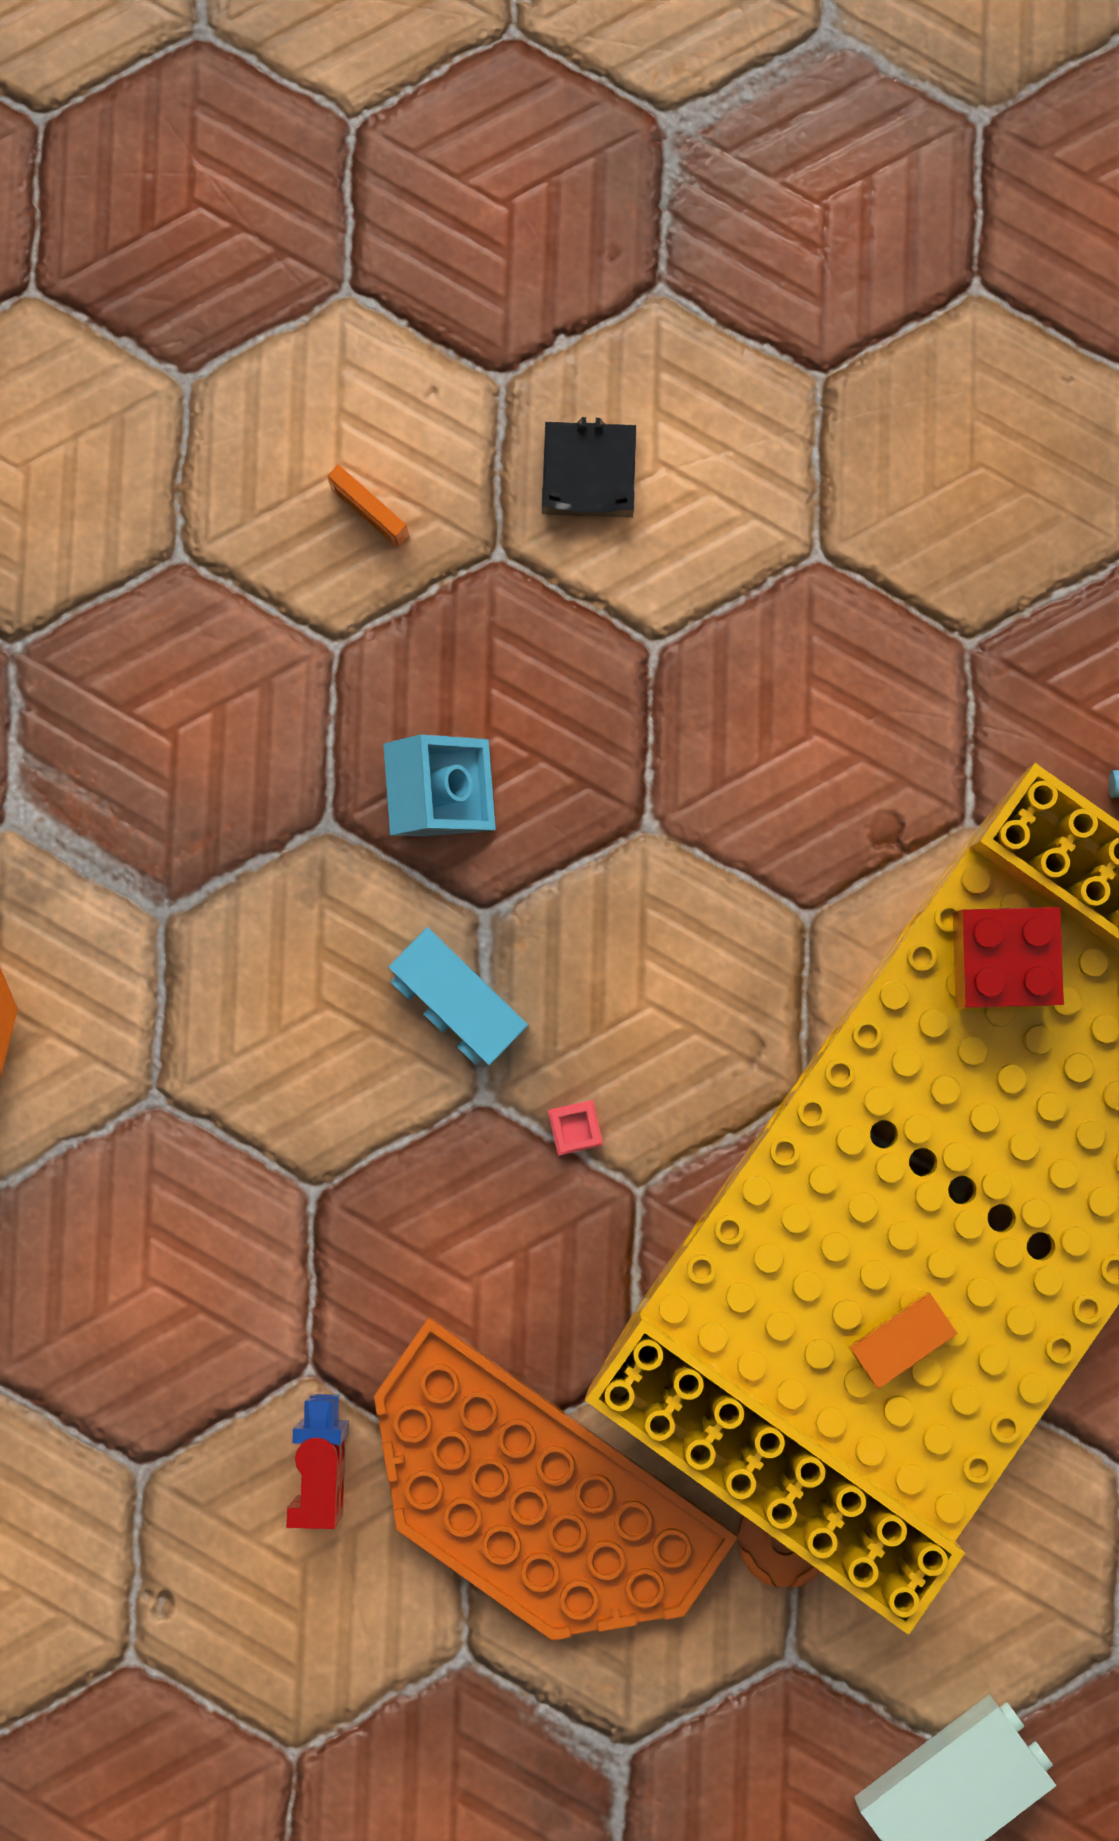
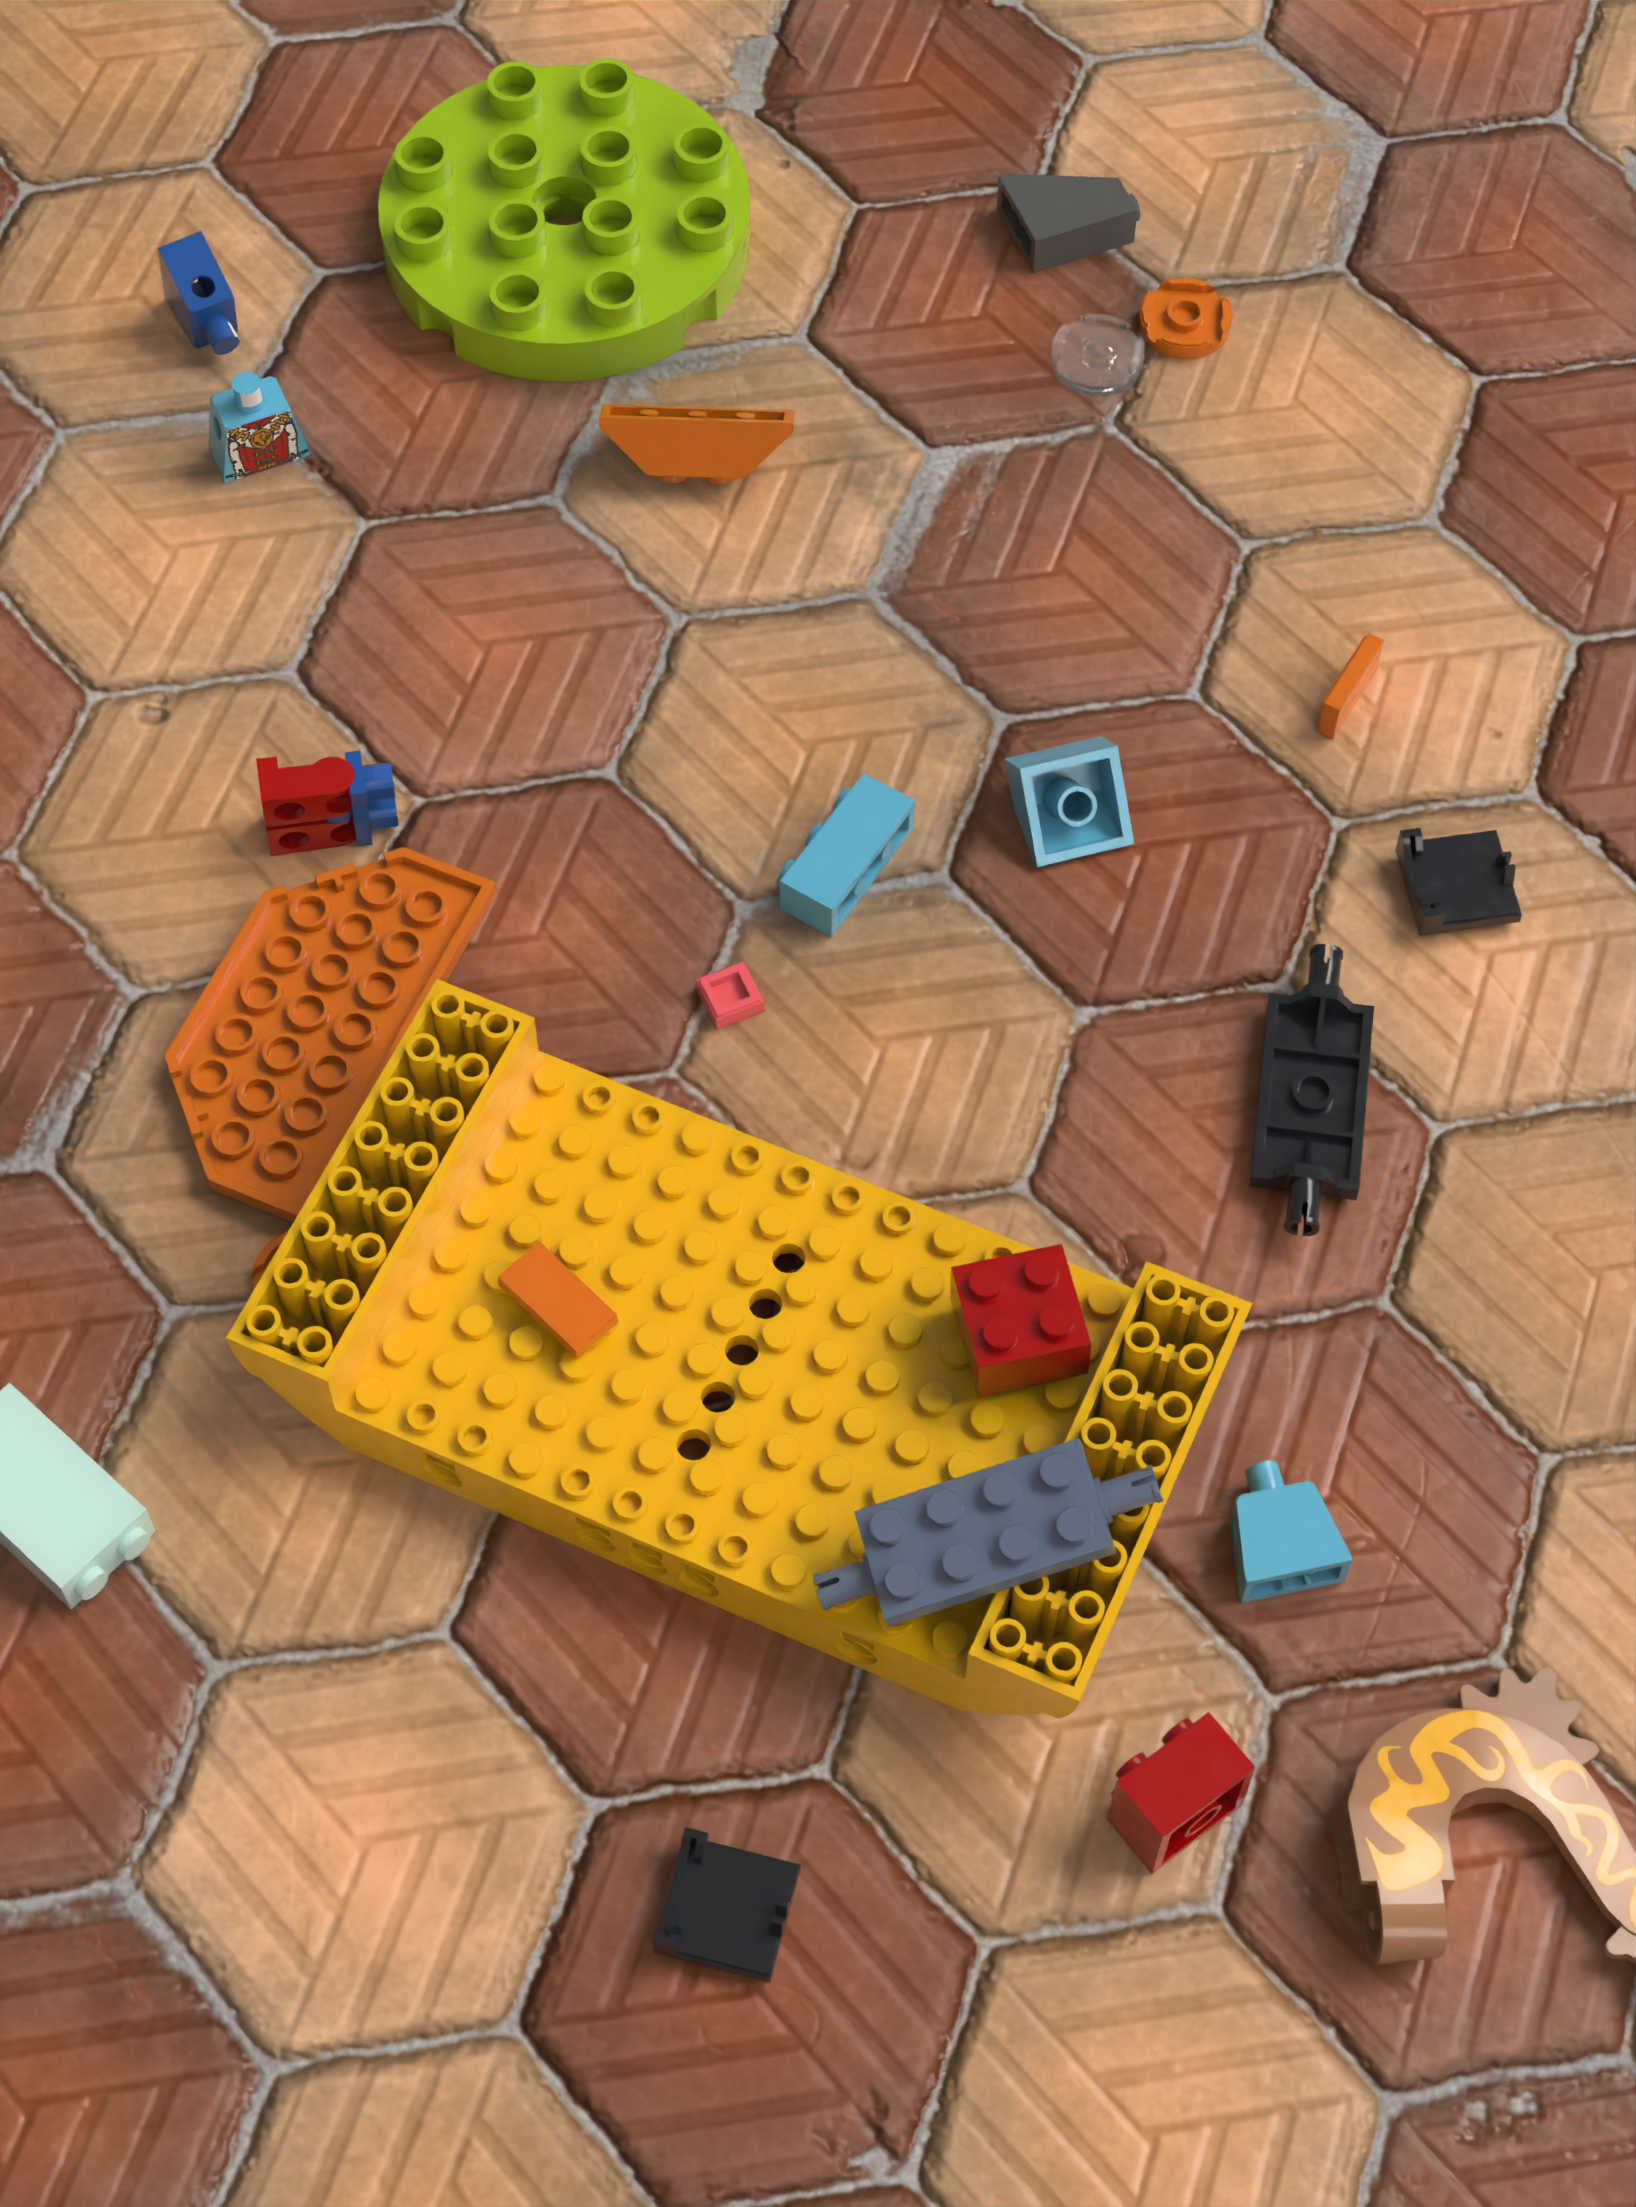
camera: 80 degrees right, 25 degrees down
(777, 651) = (1312, 1093): none -> black plate

